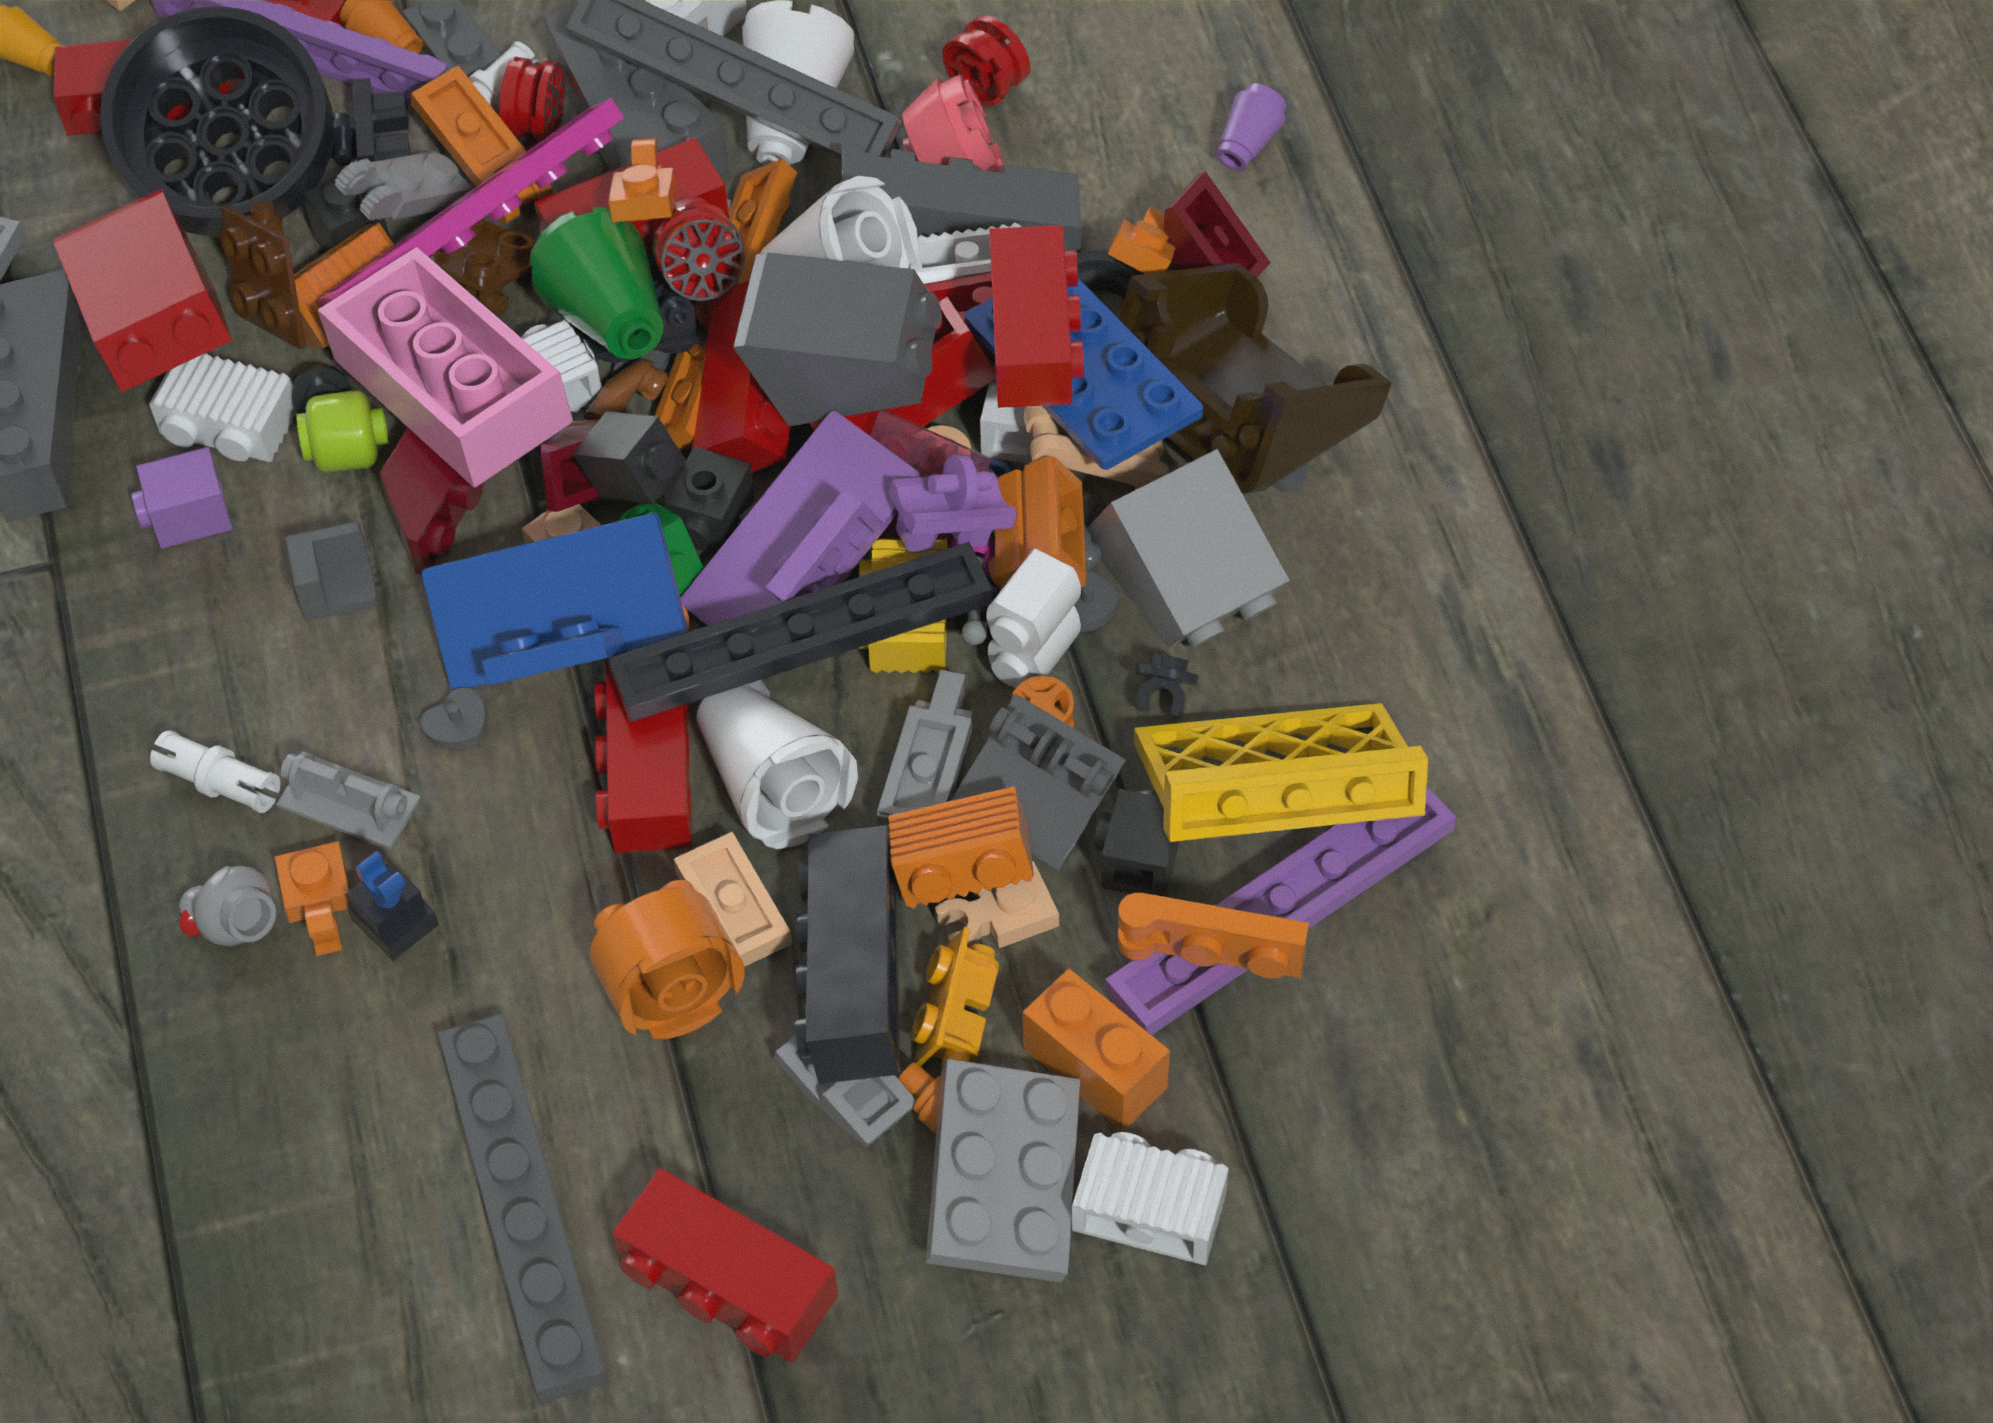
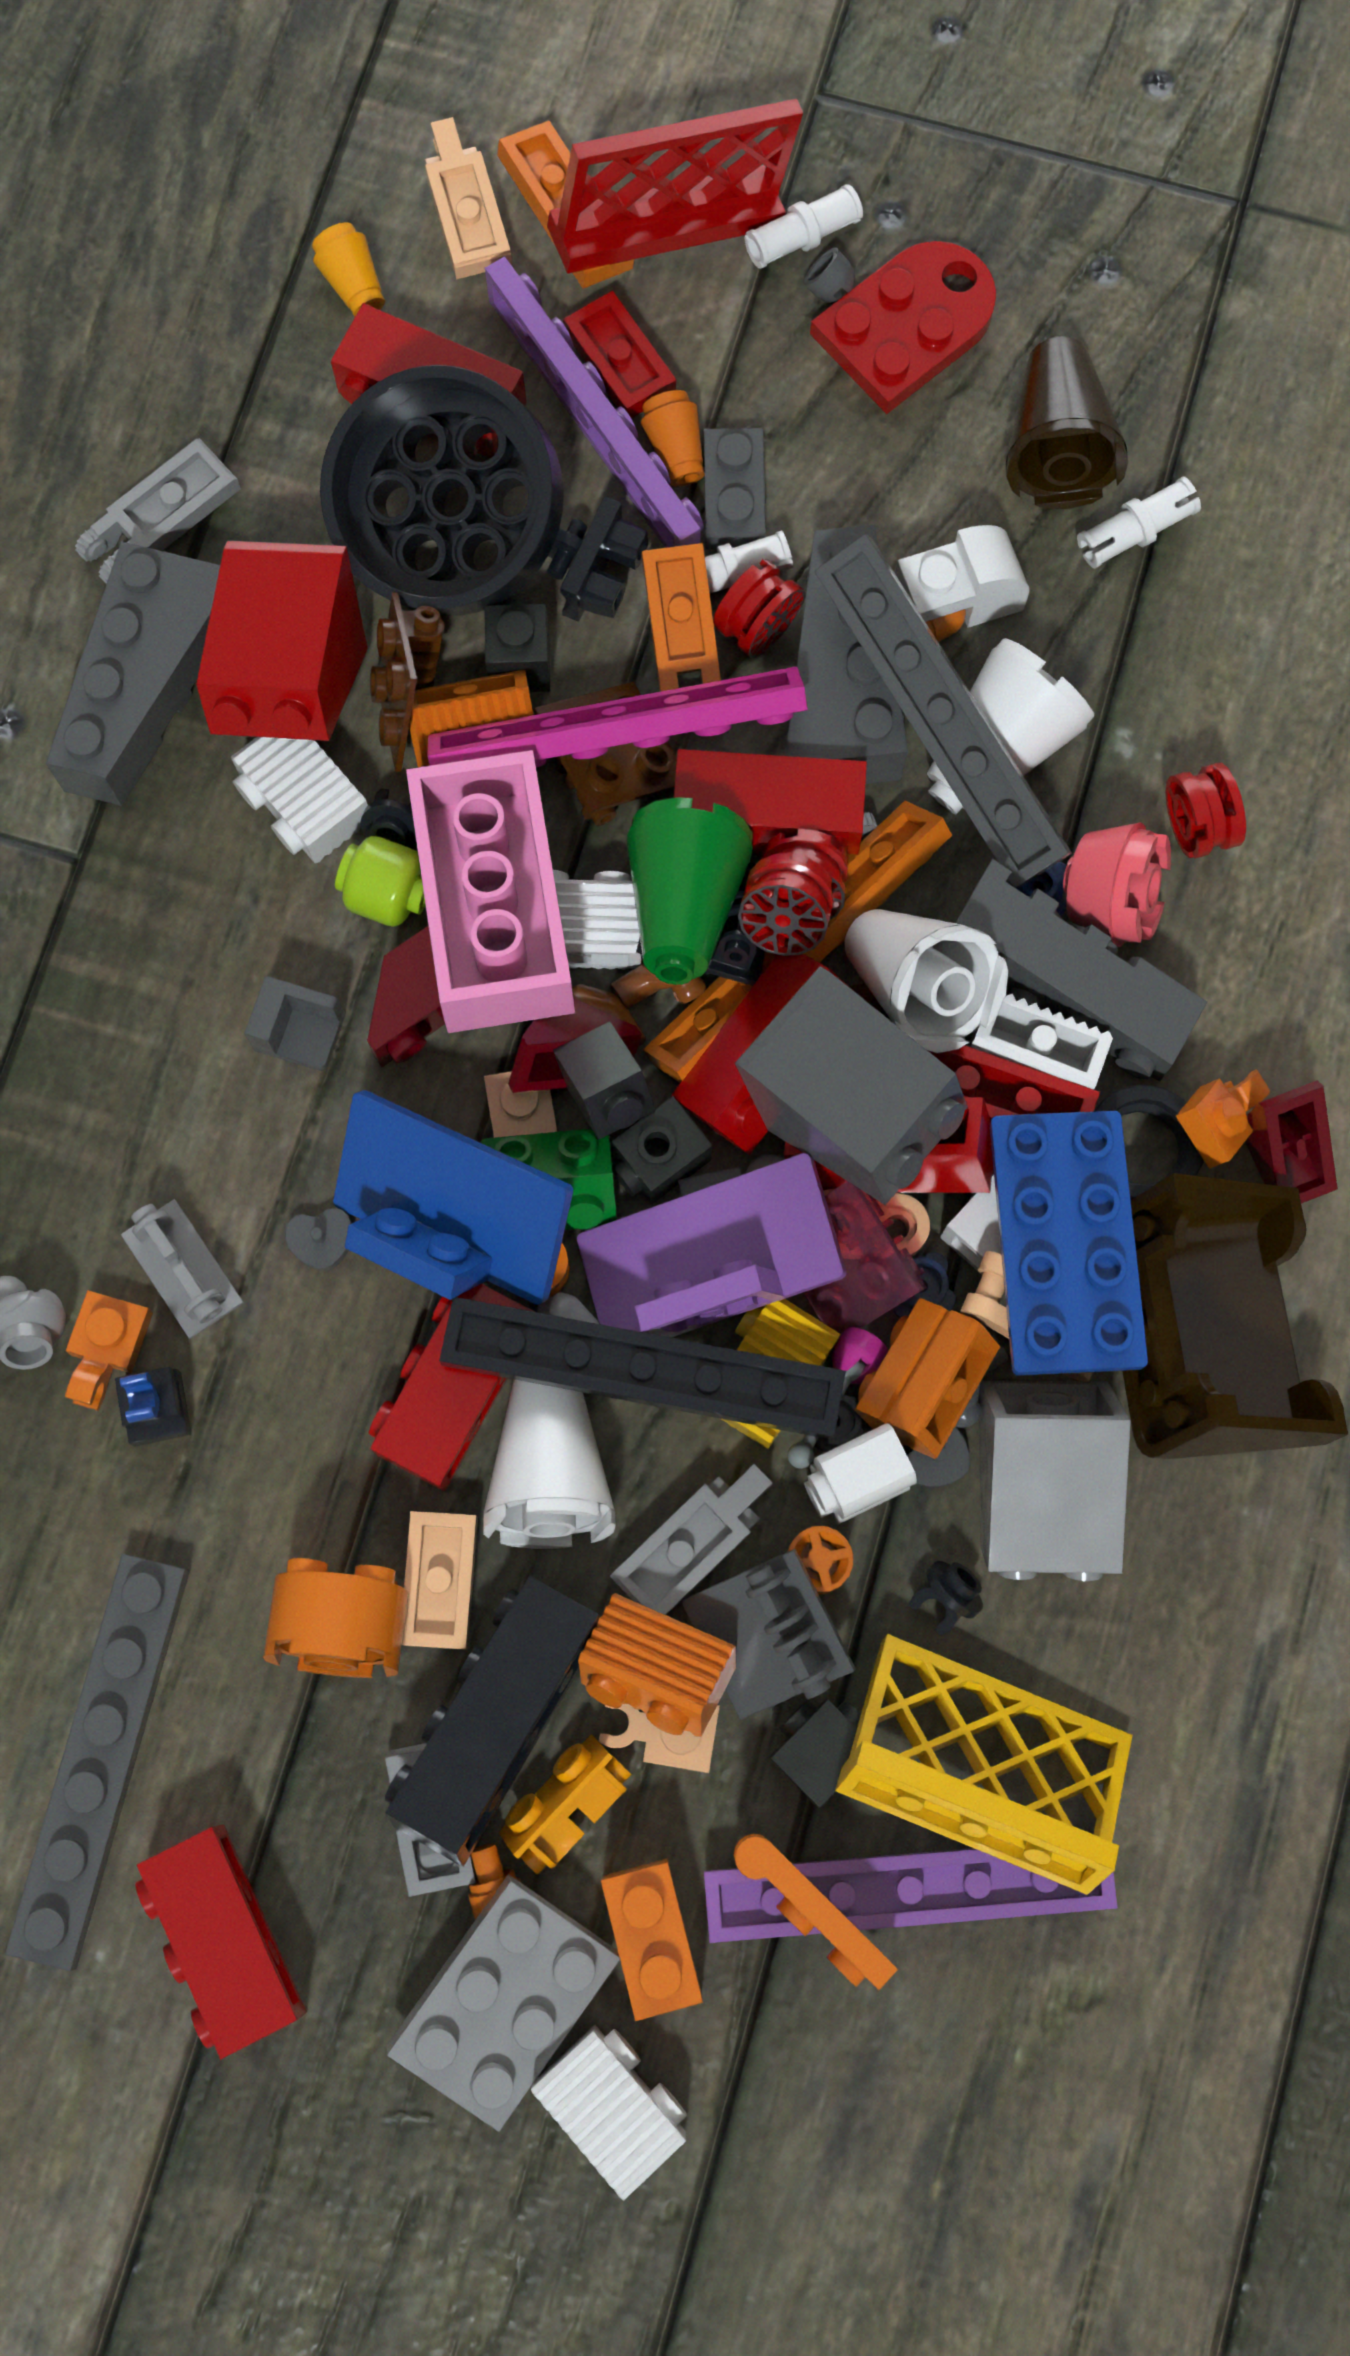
camera: 30 degrees right, 20 degrees up
(181, 498) = (212, 867): medium lavender brick -> none
(215, 771) = (86, 1171): white pin -> none
(403, 185) = (584, 647): light grey hinge -> none
(643, 189) = (775, 812): orange plate -> none
(950, 502) = (853, 1321): medium lavender hips -> none
(1034, 316) = (1044, 1181): red brick -> none

